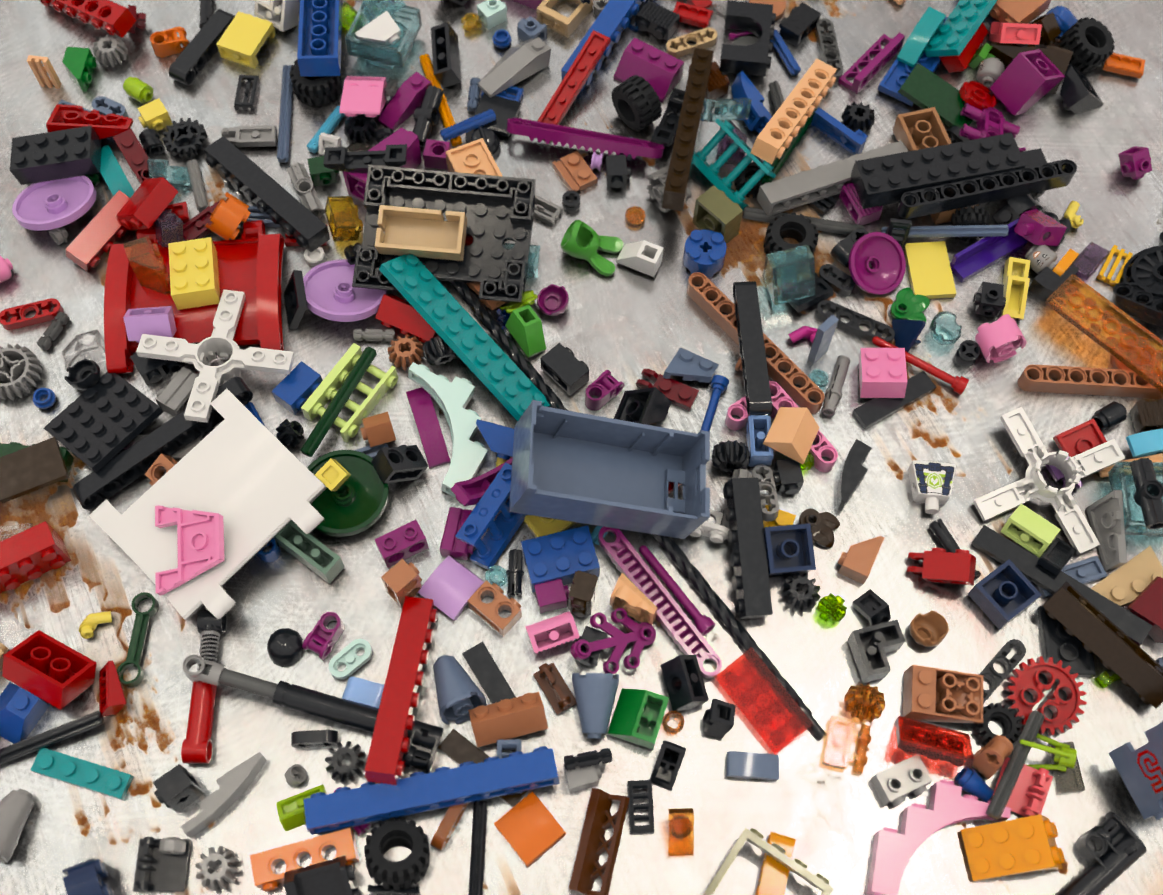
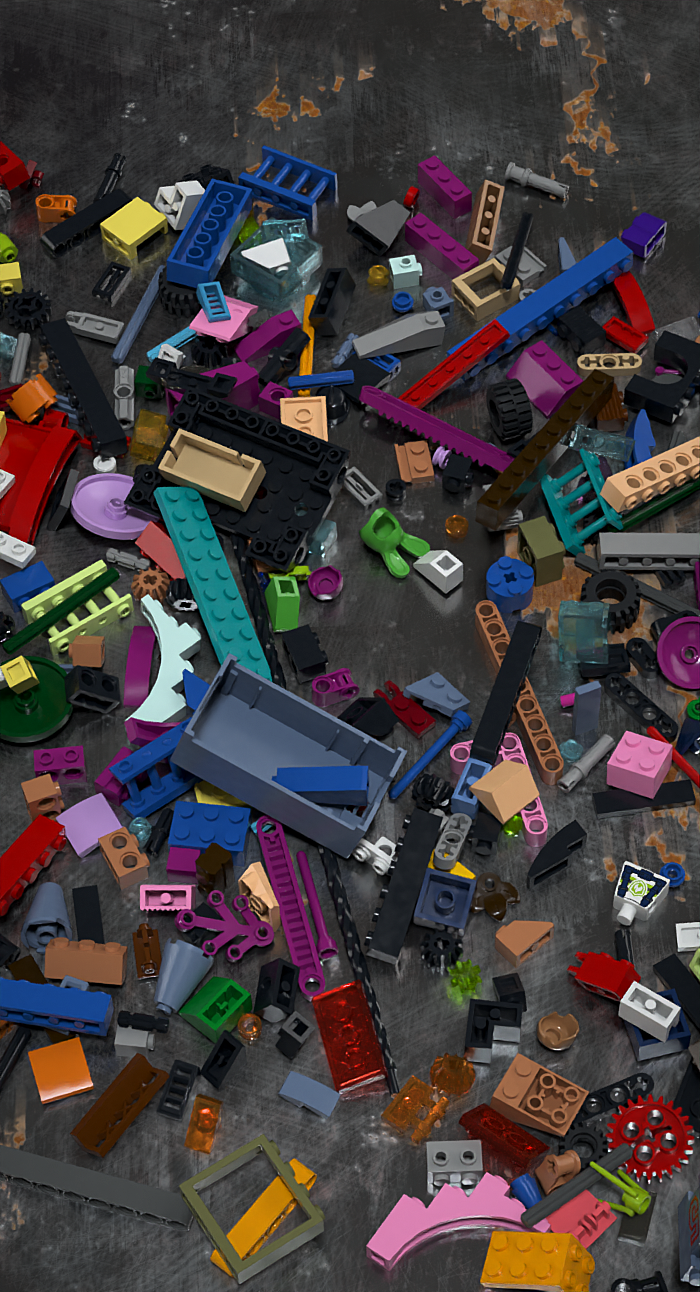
camera: 25 degrees right, 10 degrees down
(347, 72) = (210, 289): none -> dark azure slope
(651, 484) = (327, 784): none -> blue slope
(950, 452) = (675, 869): none -> blue plate
(1009, 590) = (649, 1011): none -> white brick

